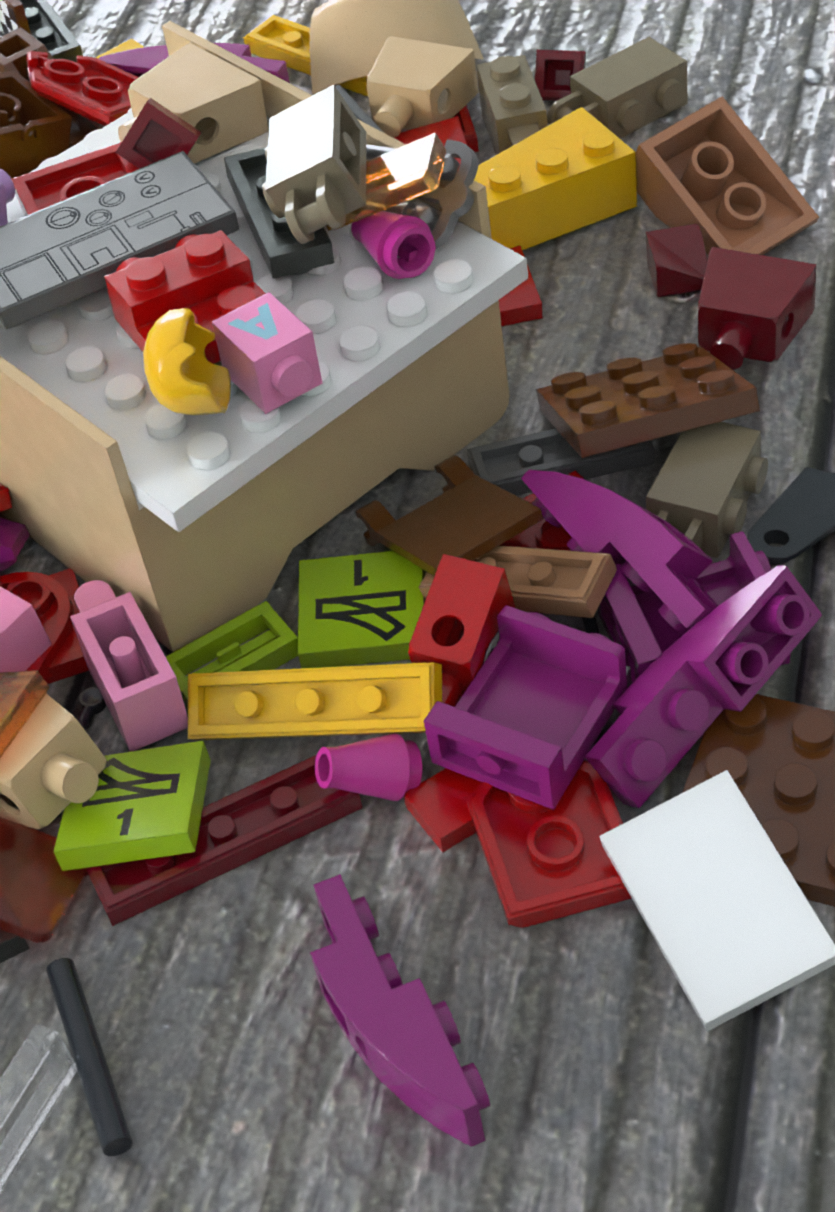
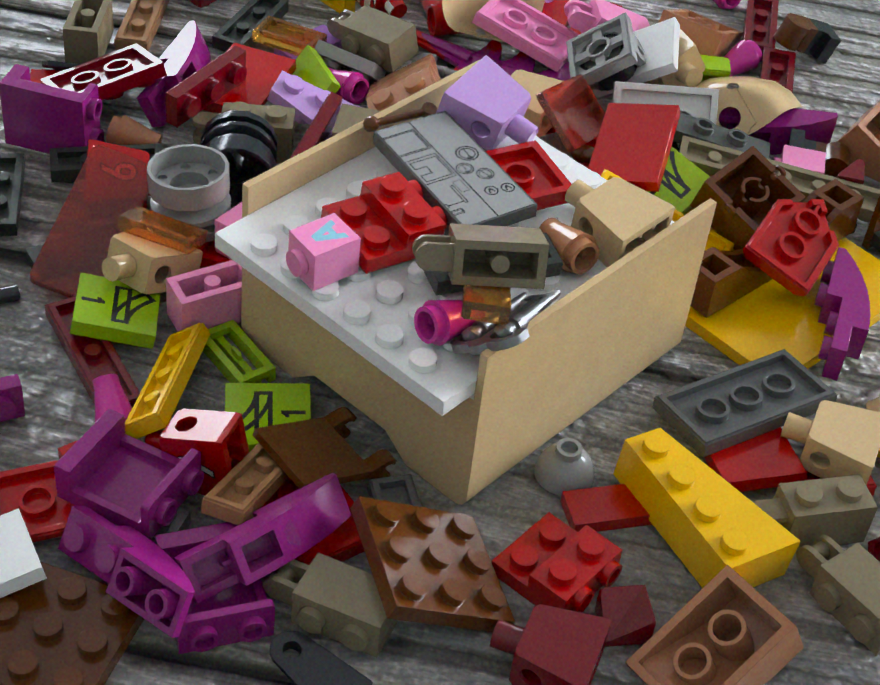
camera: 75 degrees right, 5 degrees down
(156, 136) = (557, 196): dark red plate -> none
(179, 369) = (298, 202): yellow hair -> none
(239, 135) = (574, 246): none -> nougat cone
(607, 313) = (559, 565): none -> red plate

